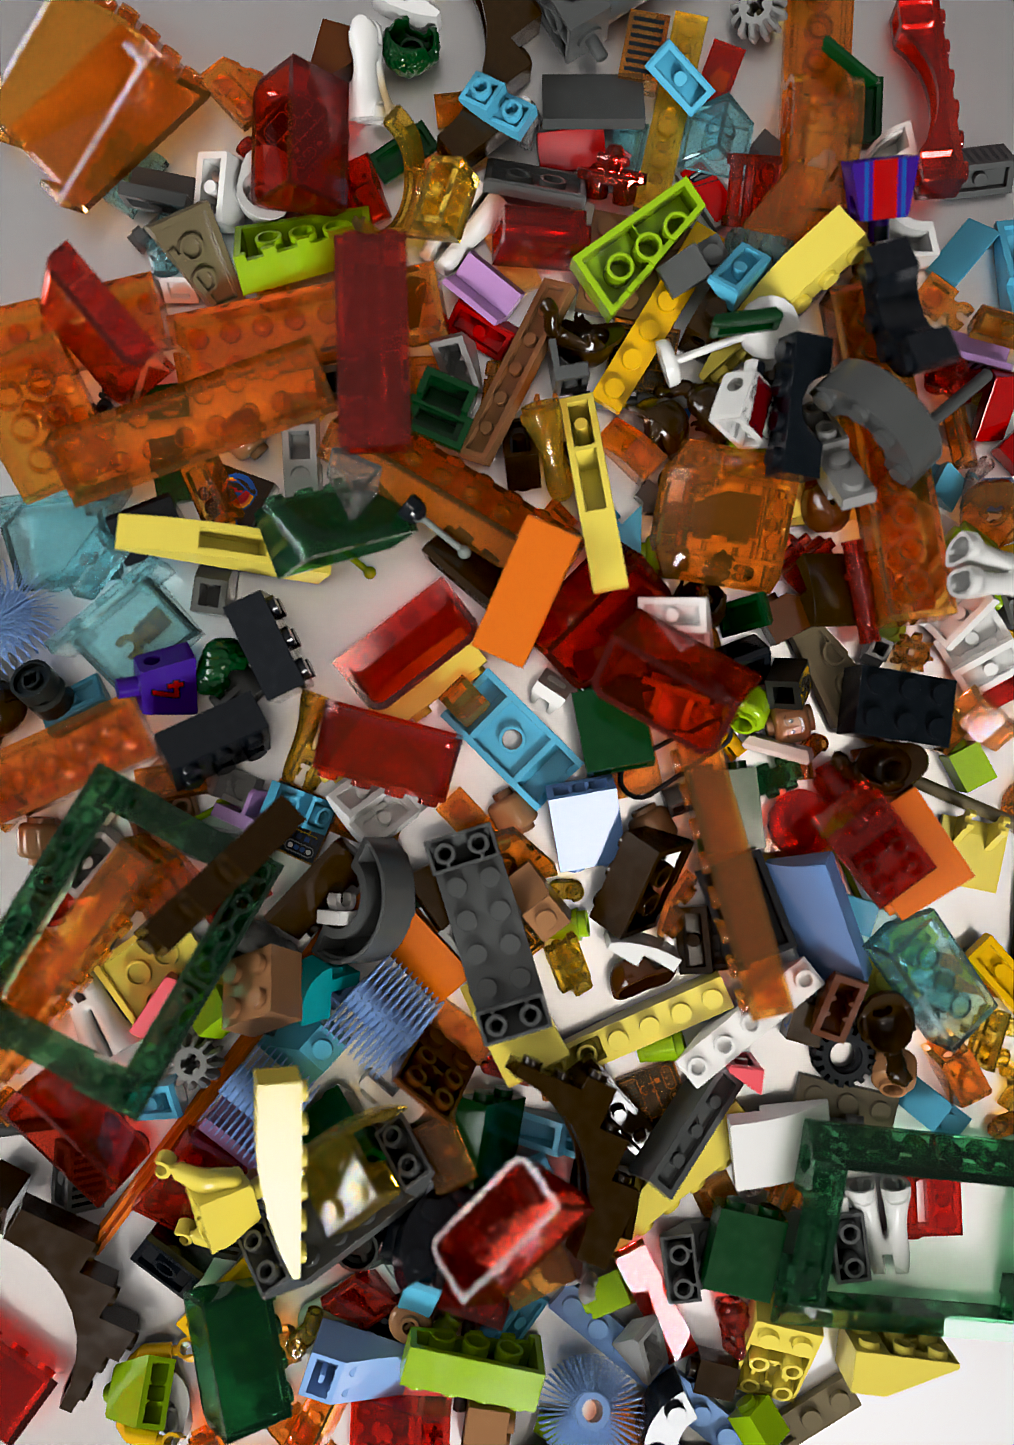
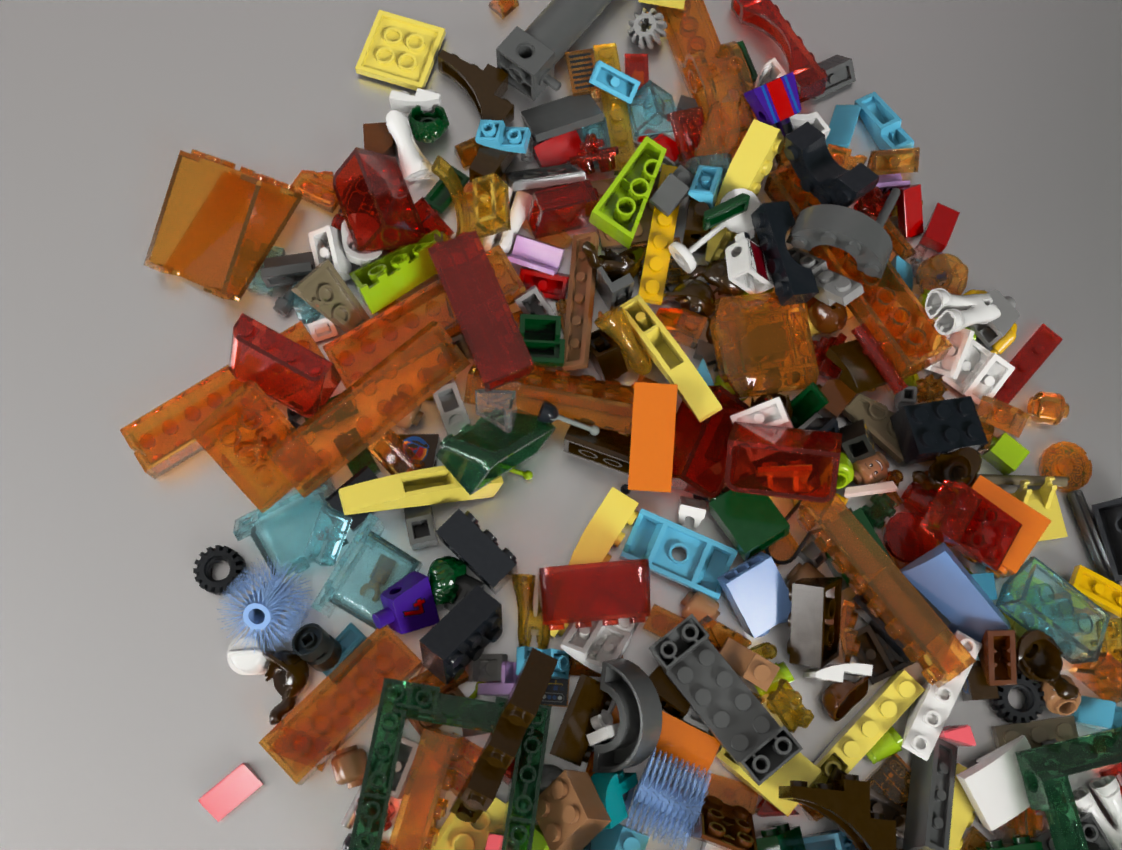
camera: 20 degrees left, 15 degrees down
(407, 645) = (578, 510): clear red windscreen -> none
(464, 701) = (634, 537): clear orange slope -> none
(849, 62) = (718, 37): dark green tile -> none

